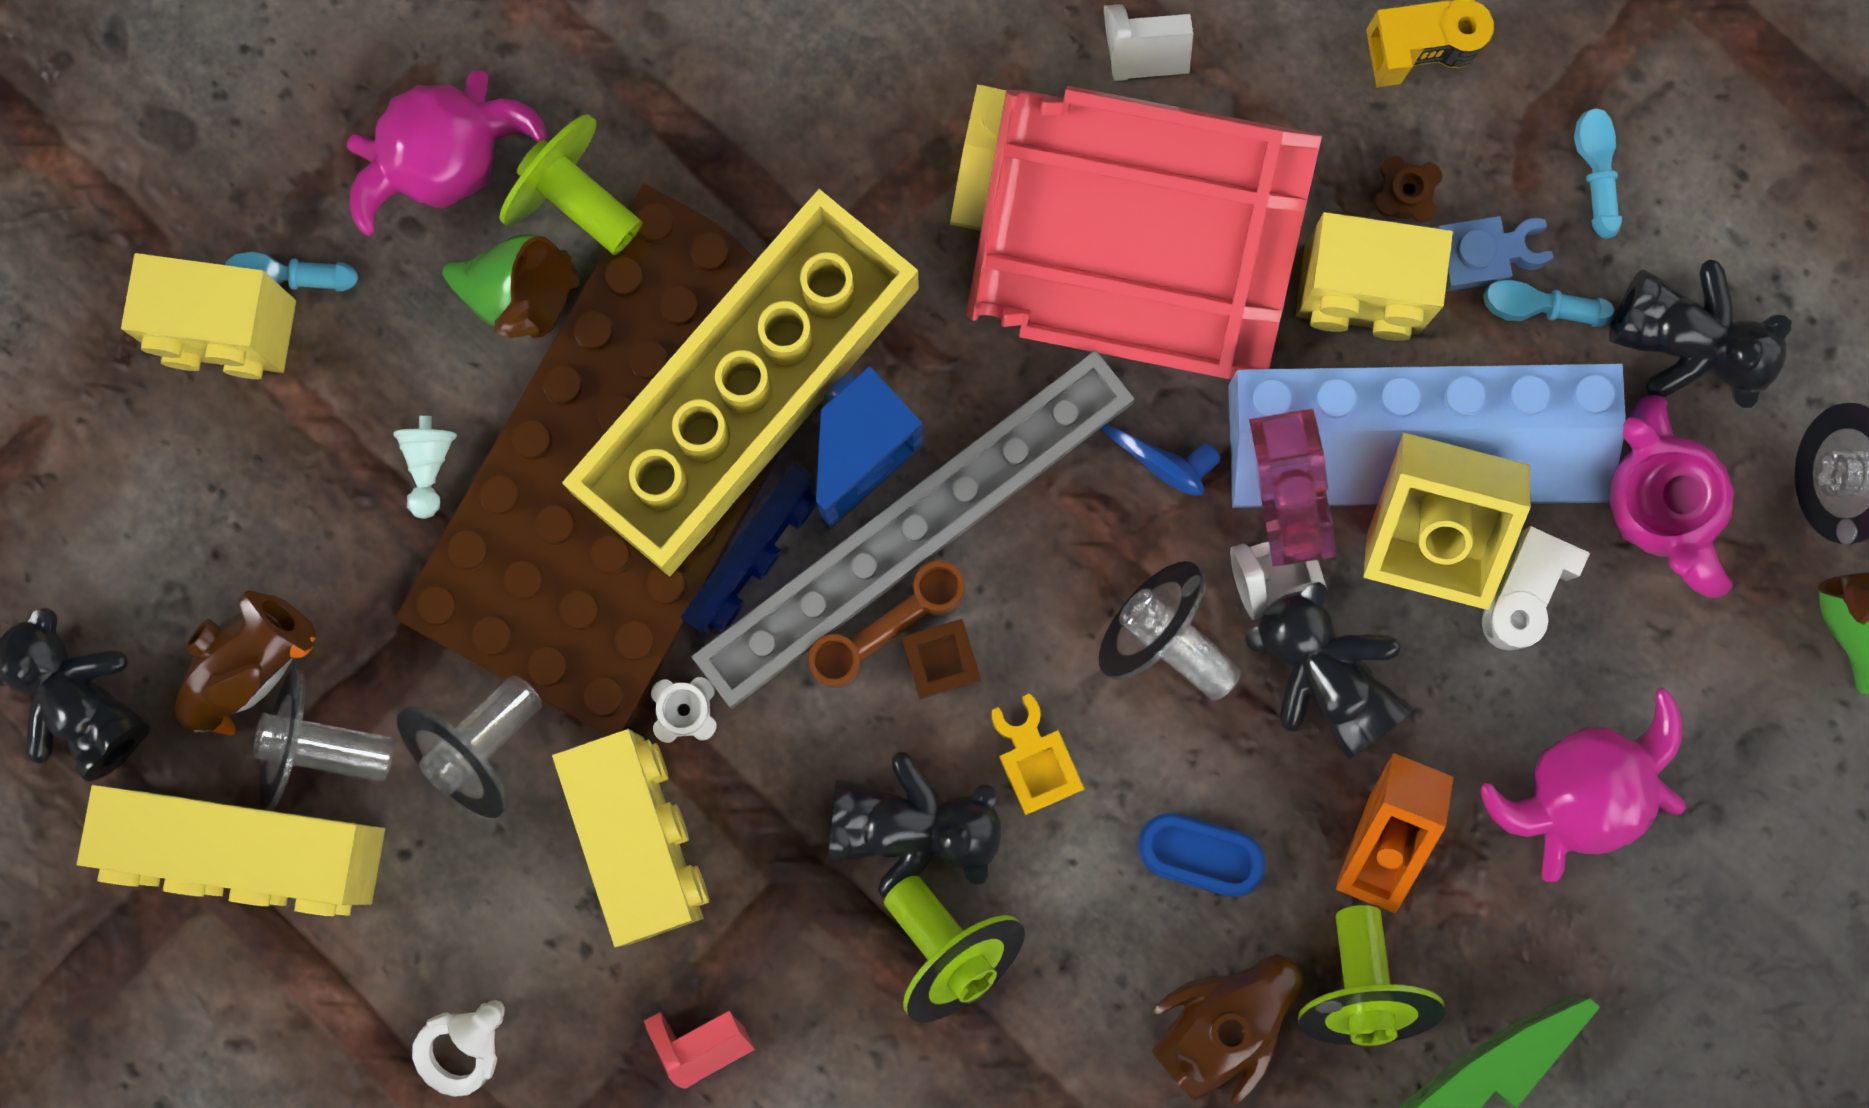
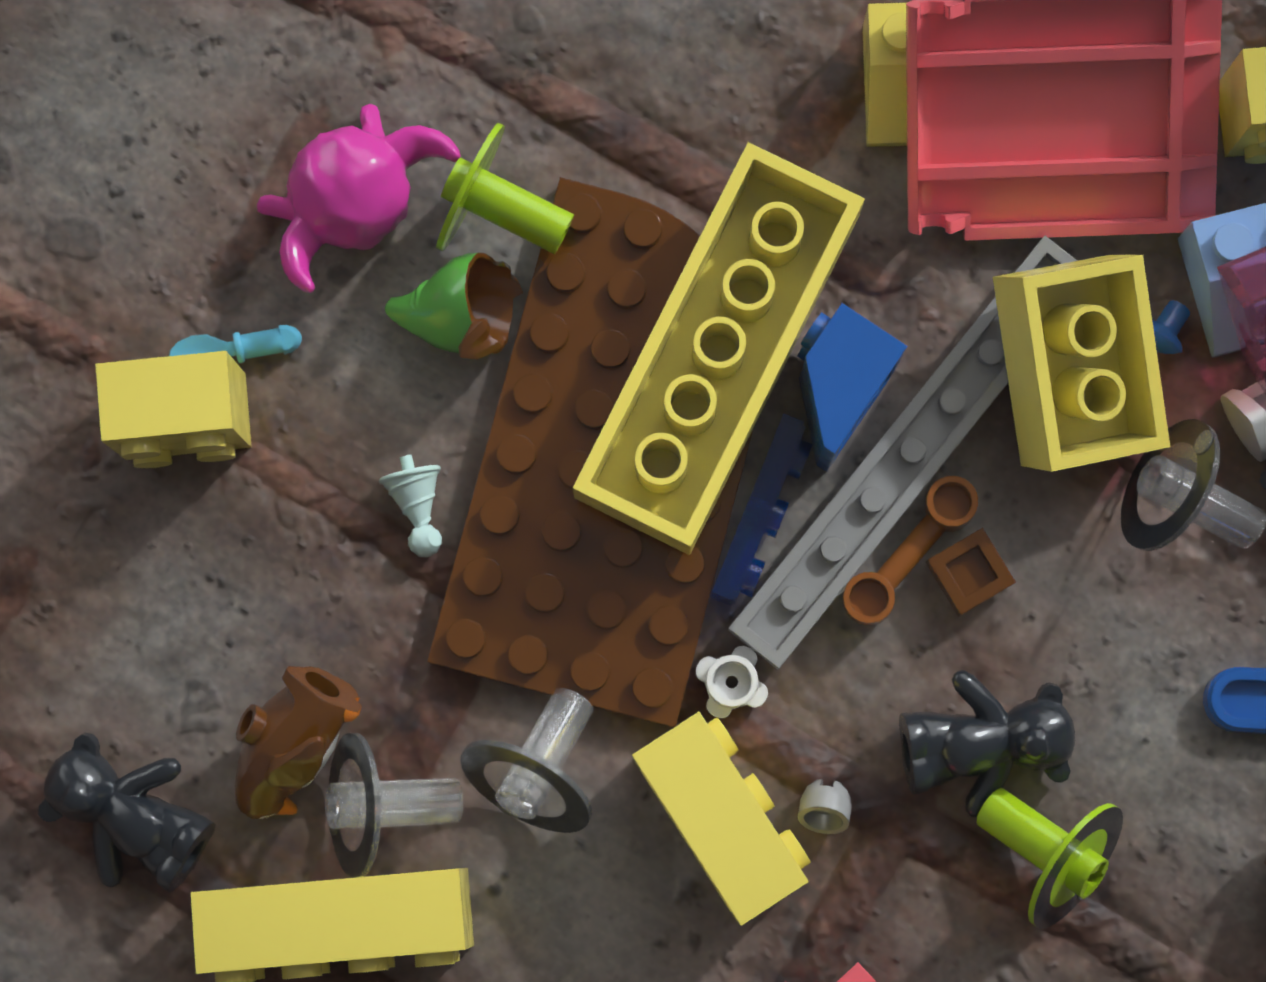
camera: 10 degrees left, 0 degrees up
(741, 853) = (825, 808): none -> light grey hinge
(1038, 766) = (1092, 653): yellow plate -> none
(1095, 480) = (1081, 362): none -> light yellow brick

